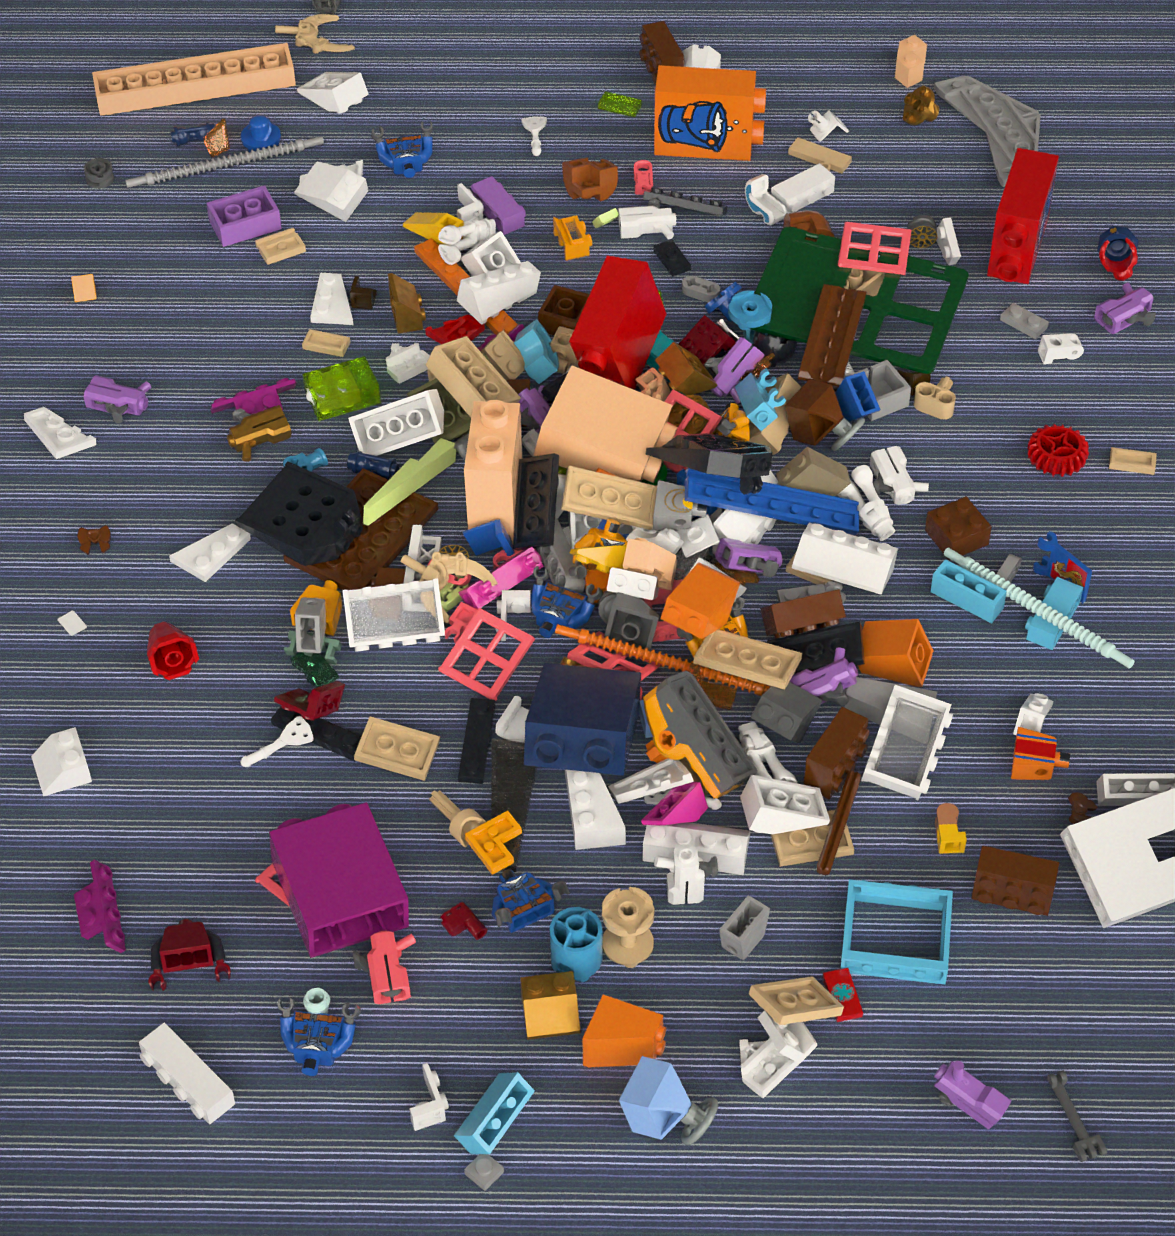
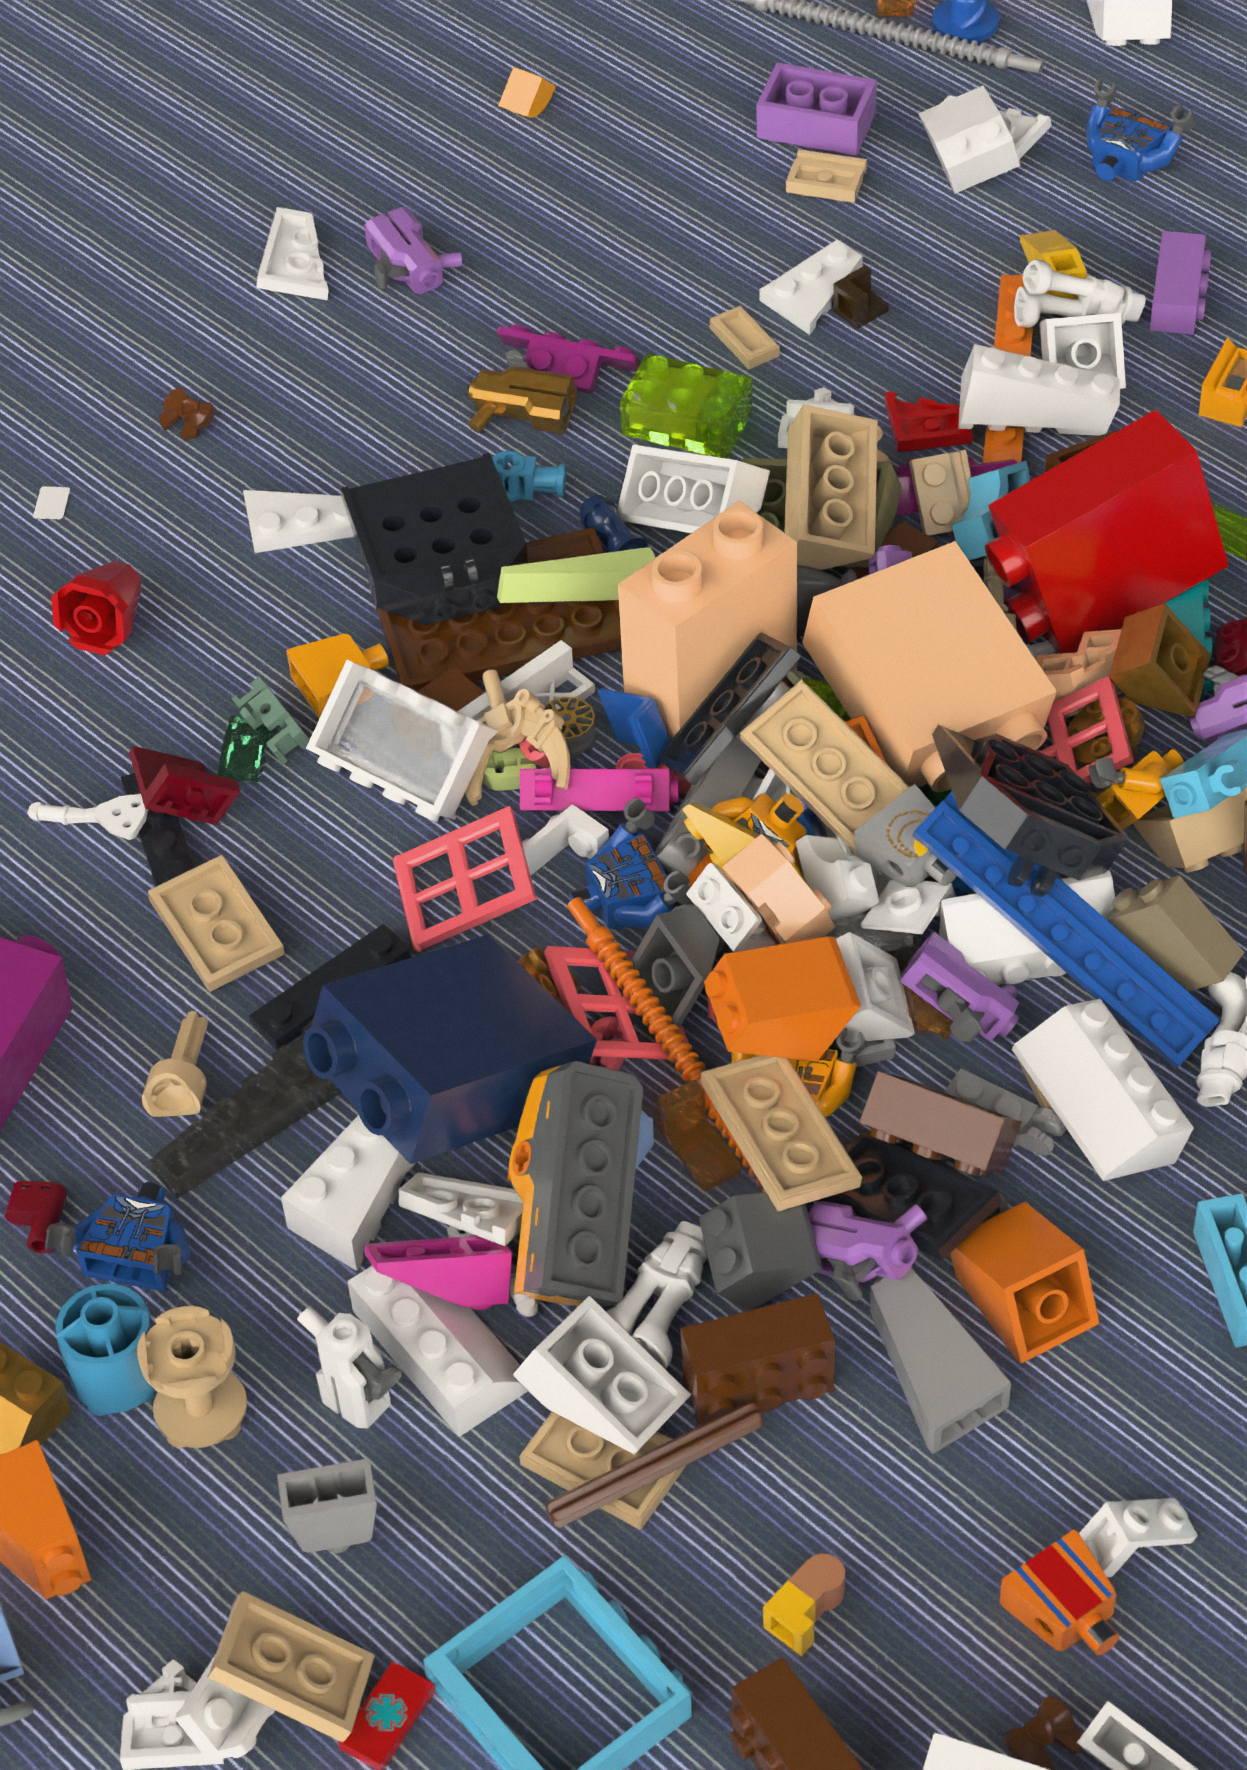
camera: 45 degrees right, 0 degrees up
(310, 615) = (269, 678): light grey torso -> none
(405, 305) = (889, 340): pearl gold slope -> none
(459, 620) = (486, 805): coral plate -> none
(473, 208) = (1132, 270): white bracket -> none
(489, 841) = (170, 1123): light orange plate -> none
(908, 742) = (877, 1426): window -> none

